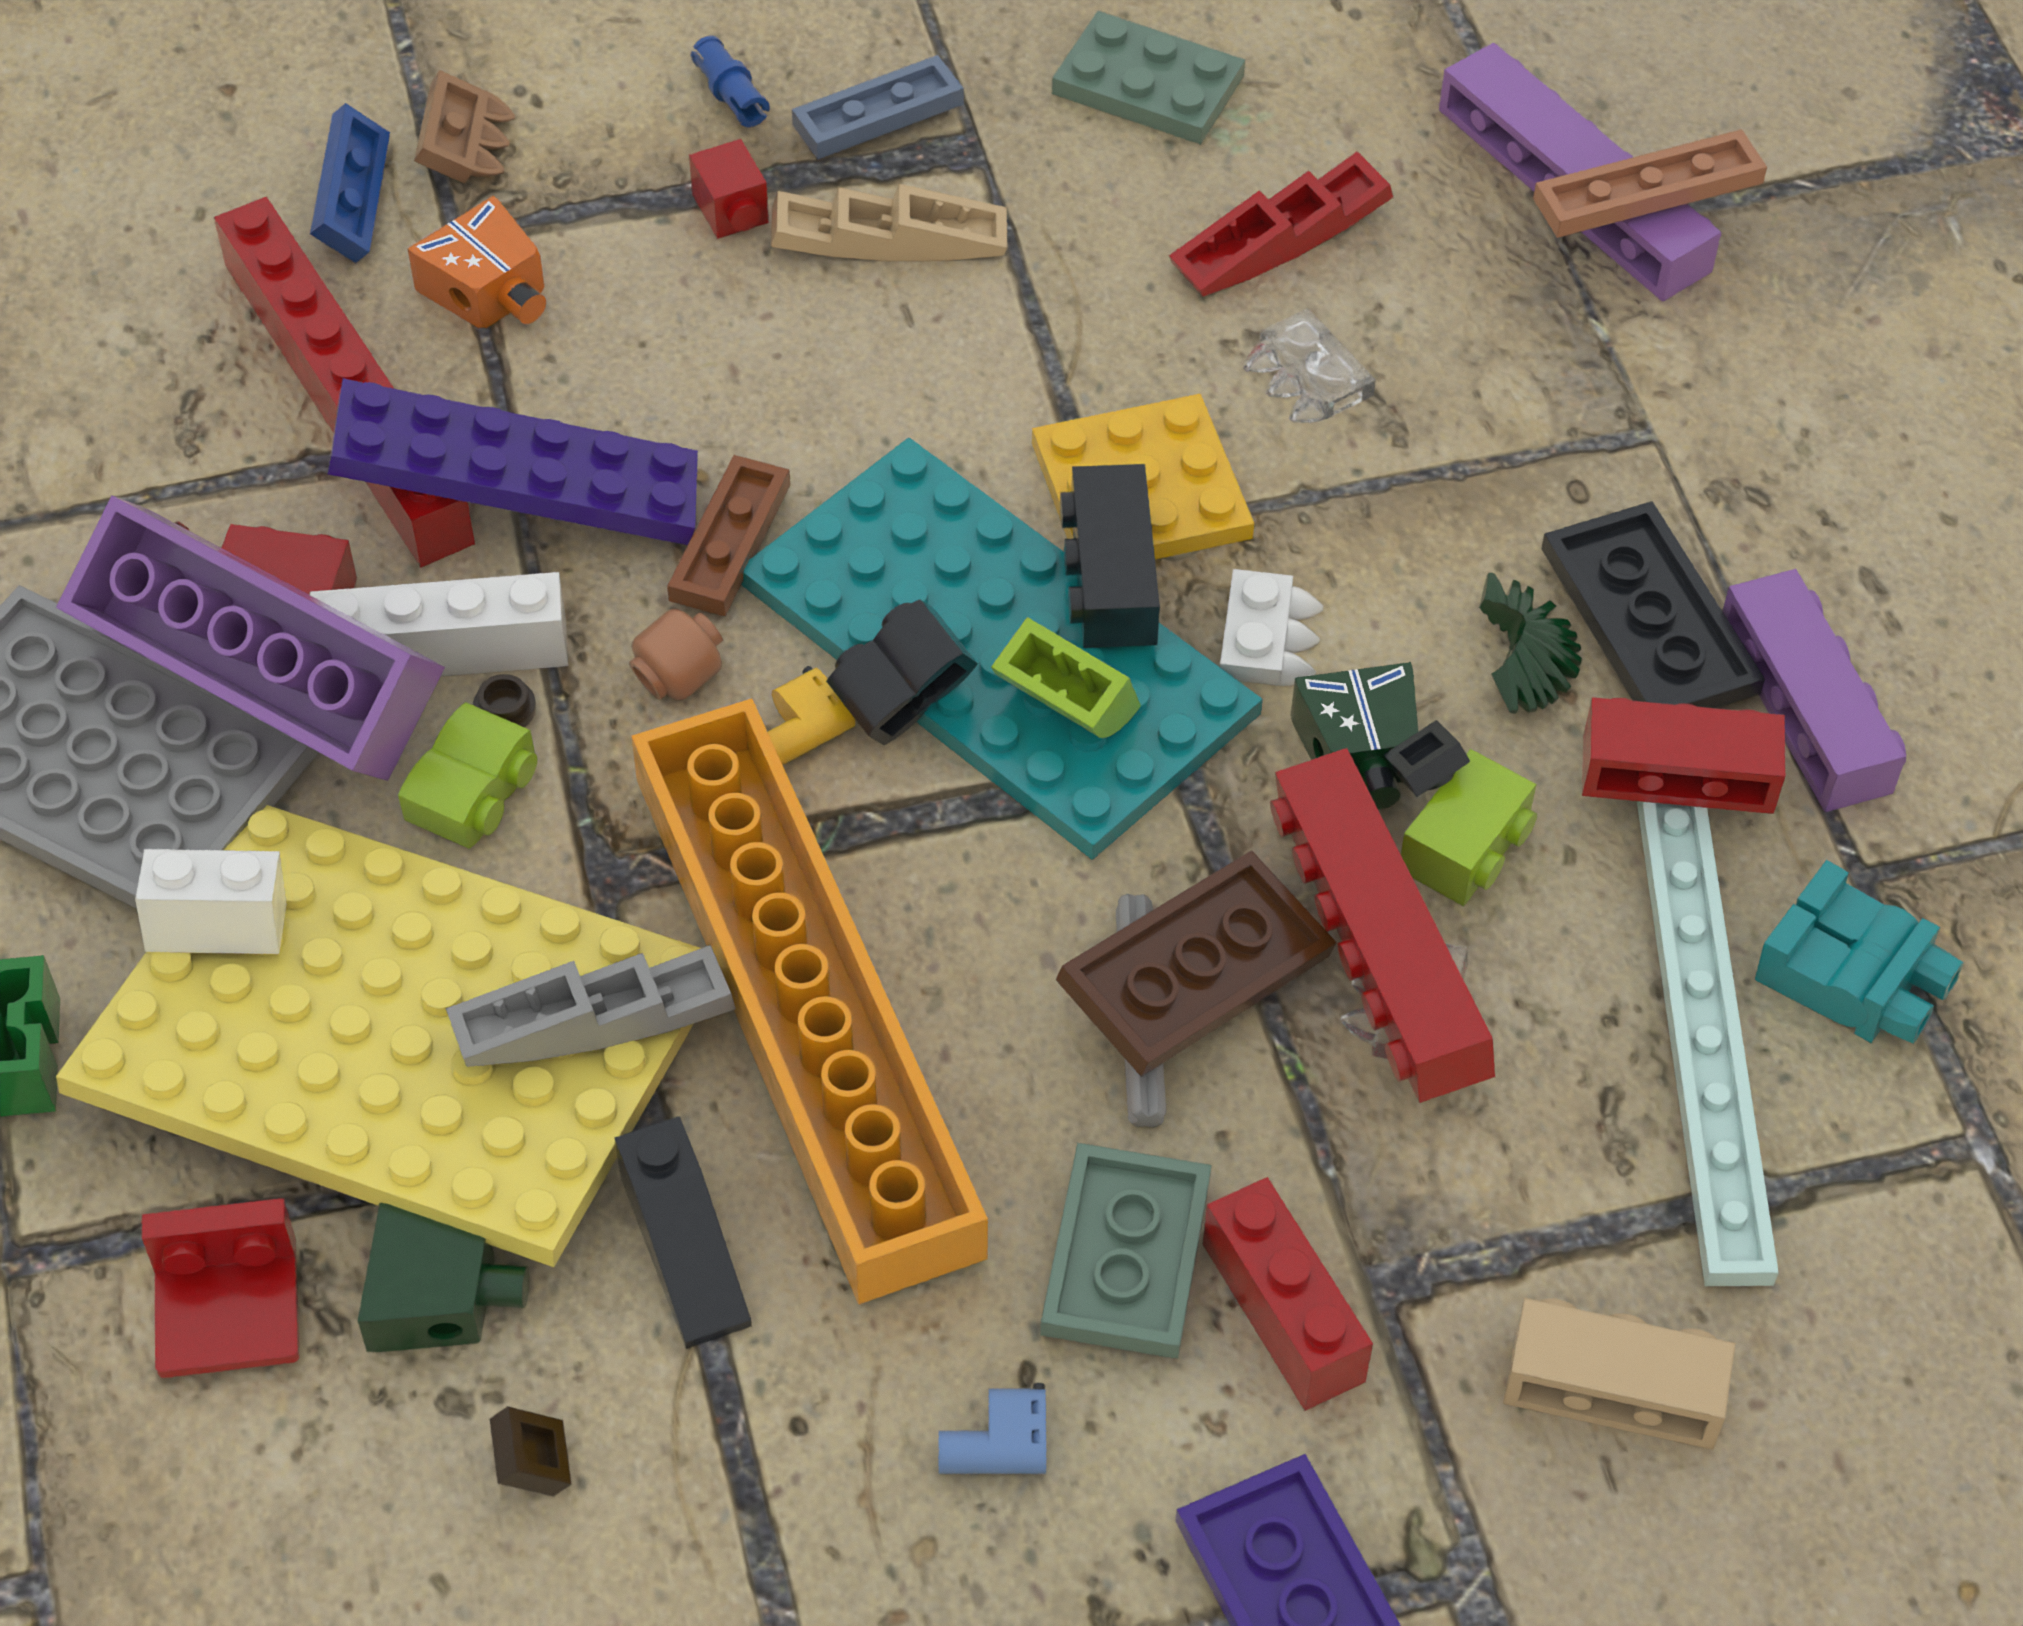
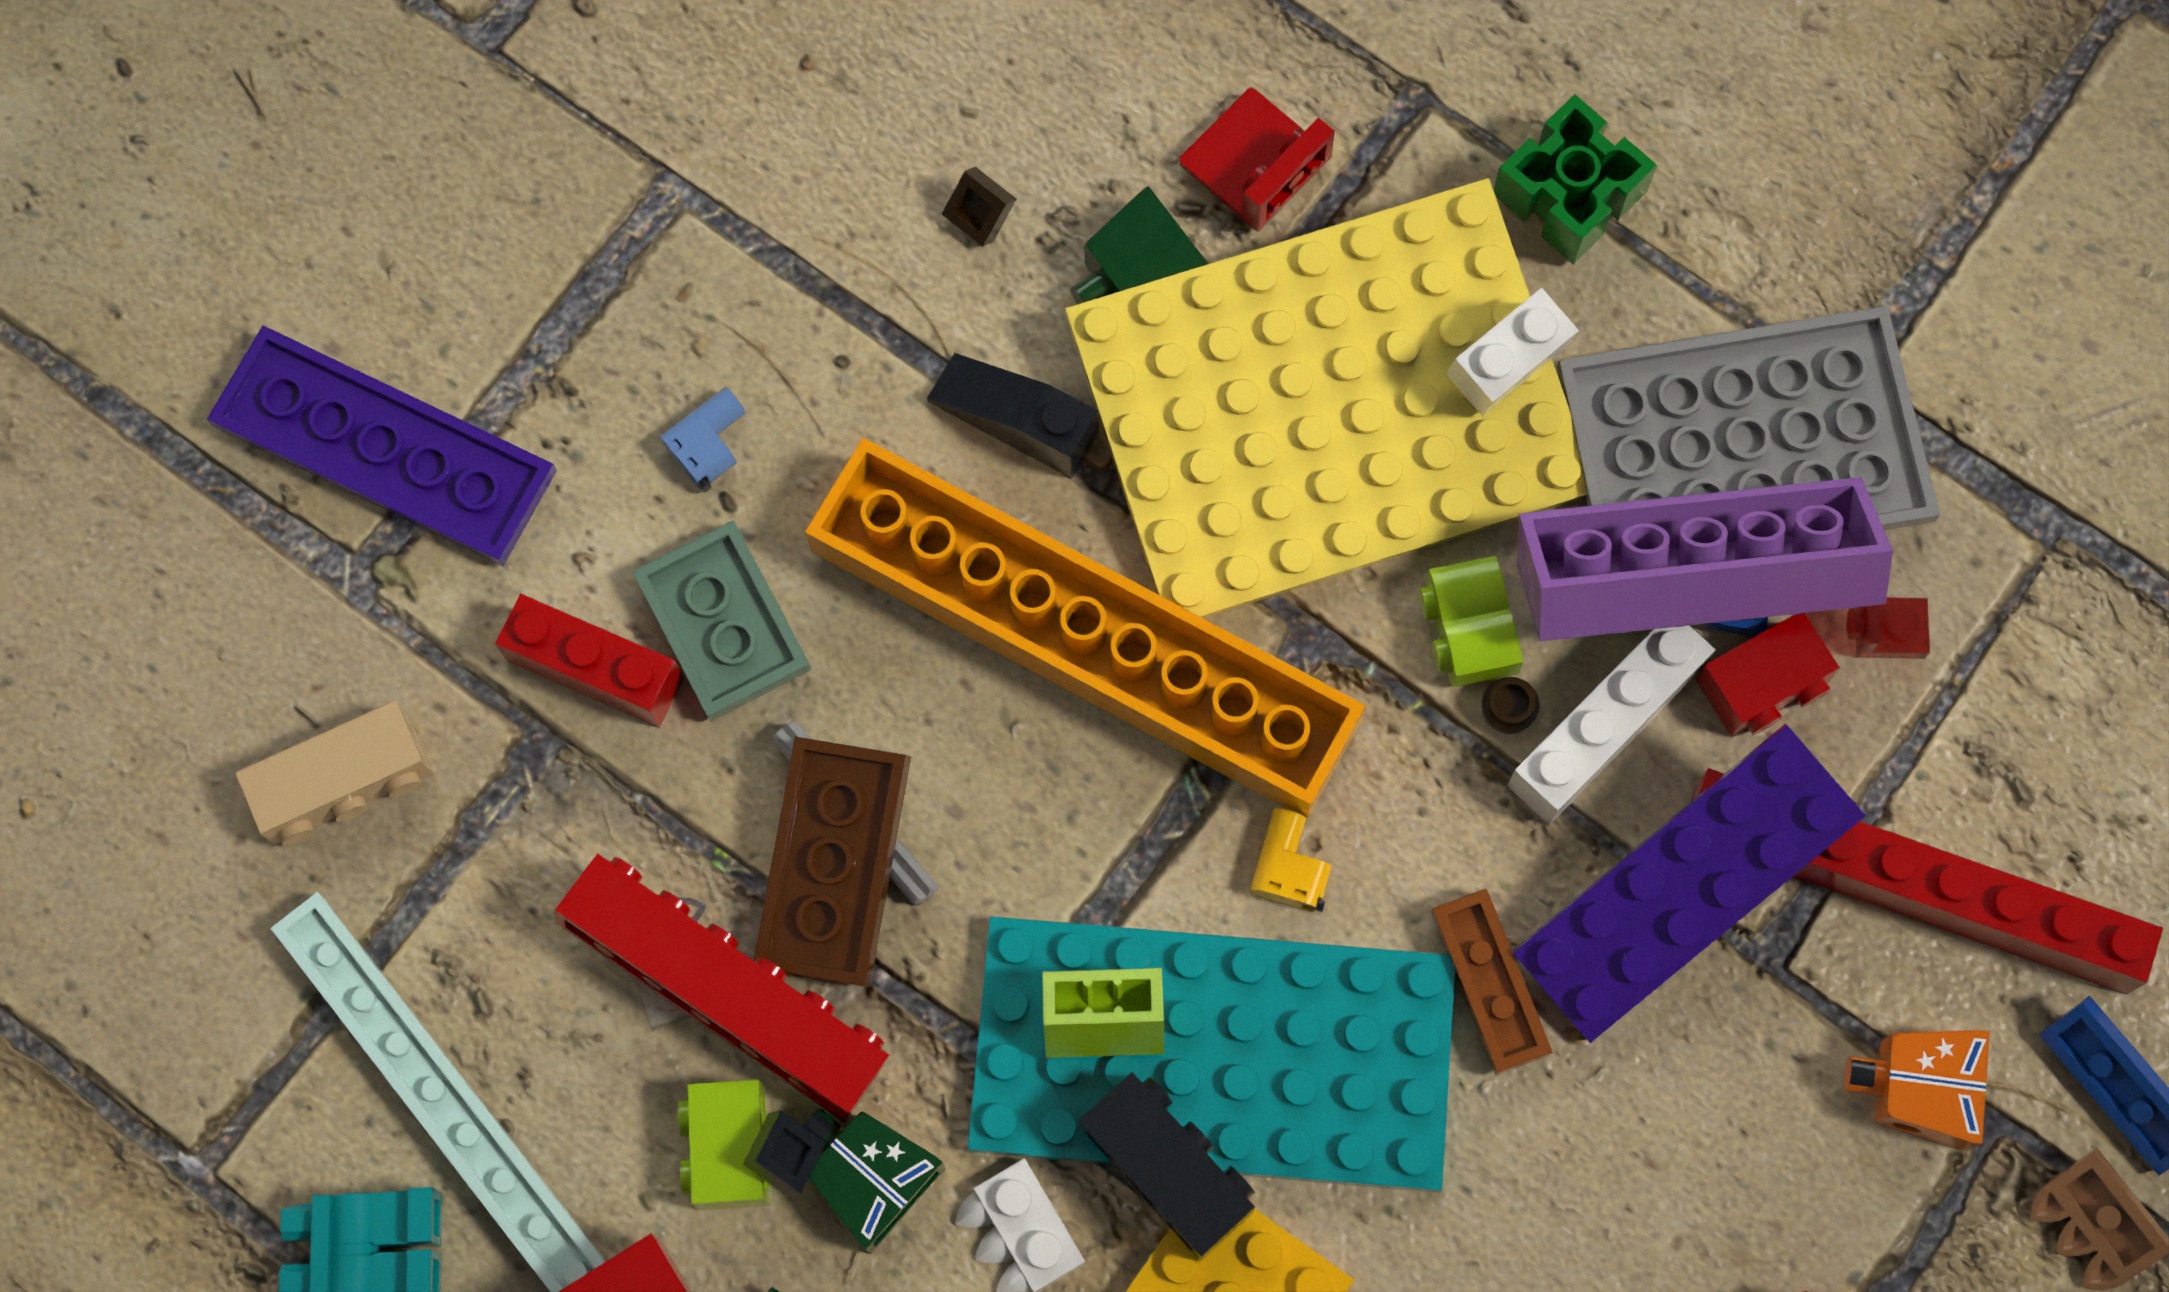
camera: 145 degrees right, 20 degrees up
(575, 1014) = (1197, 483): light grey slope -> none
(676, 654) = (1424, 836): nougat head -> none
(900, 671) = (1235, 930): black brick -> none

